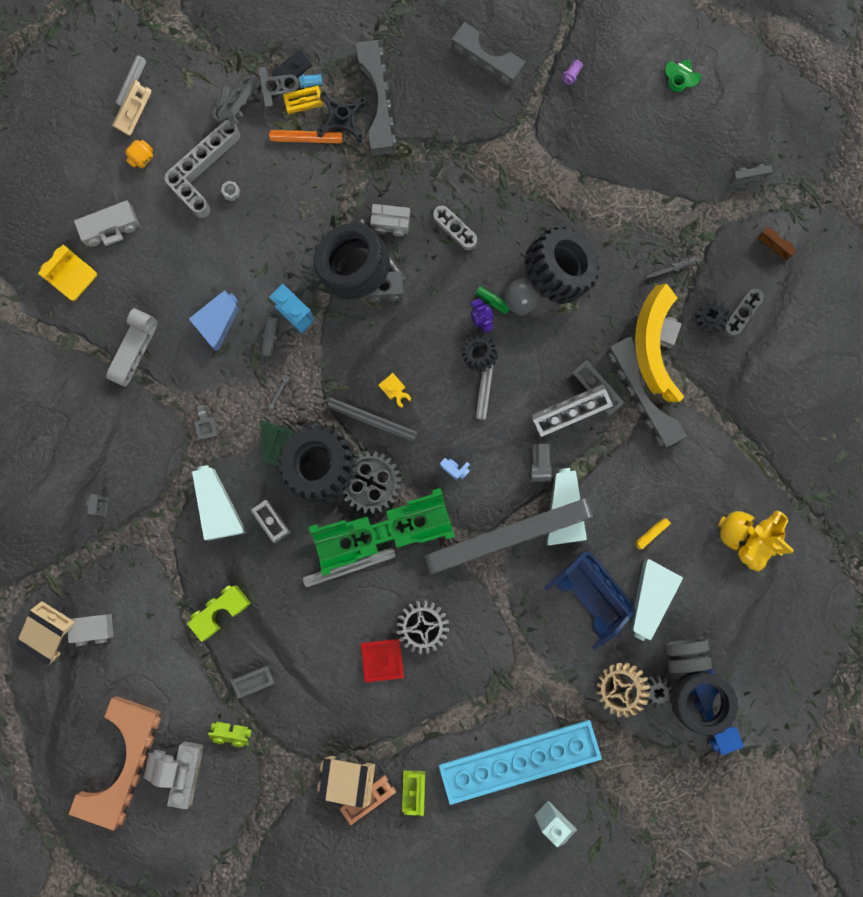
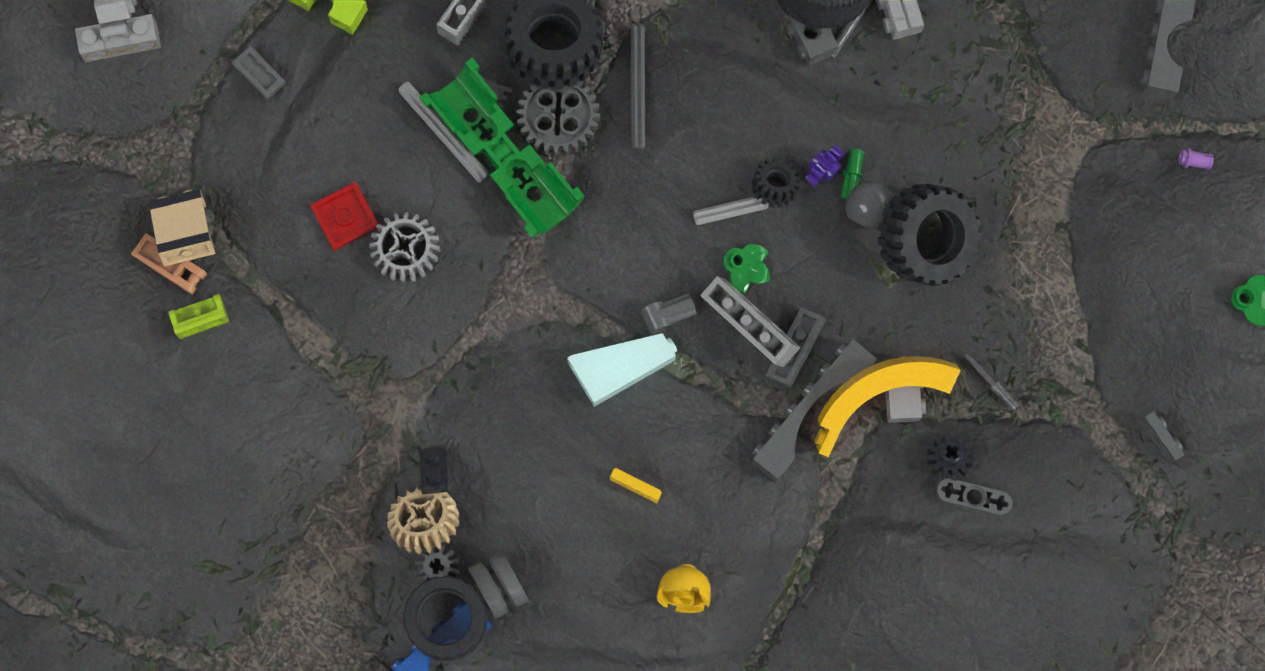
camera: 65 degrees right, 5 degrees down
(237, 737) = (182, 60): lime hinge -> none
(393, 388) = (688, 98): yellow plate -> none
(441, 222) = (925, 112): light grey beam -> none
(451, 468) = (616, 205): light blue bracket -> none
(508, 536) = (558, 304): dark grey beam -> none
(520, 762) = (285, 430): medium azure plate -> none
(530, 395) = (750, 268): none -> green plate
(554, 825) = (221, 497): light aqua slope -> none
(590, 668) = (433, 470): none -> black plate
(598, 594) = (535, 443): dark blue windscreen -> none
(653, 597) = (555, 517): light aqua slope -> none
(765, 542) = (683, 630): yellow piece -> none
(776, 243) = (1088, 495): reddish brown plate -> none

